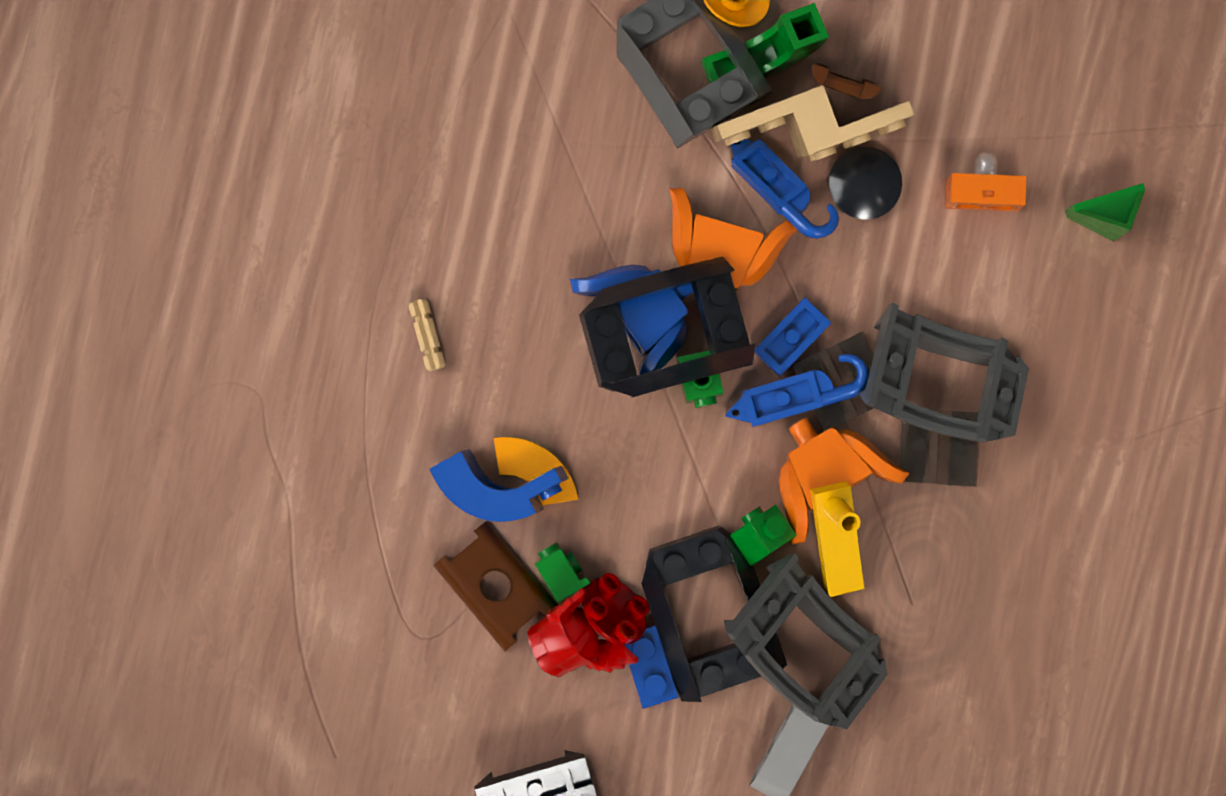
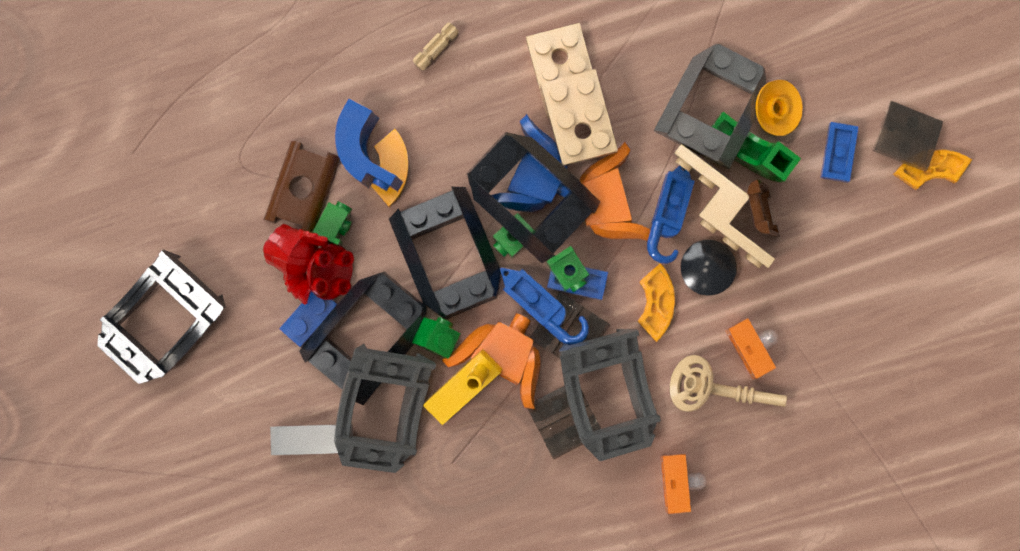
camera: 60 degrees right, 0 degrees up
(579, 215) = (571, 94): none -> tan bracket
(619, 460) = (435, 215): none -> black wedge
(768, 349) = (557, 266): none -> green brick
(870, 261) = (659, 302): none -> light orange tile
(995, 271) = (703, 389): none -> tan dish
(1088, 363) = (679, 483): none -> orange piece
(1109, 214) = (786, 437): green slope -> none

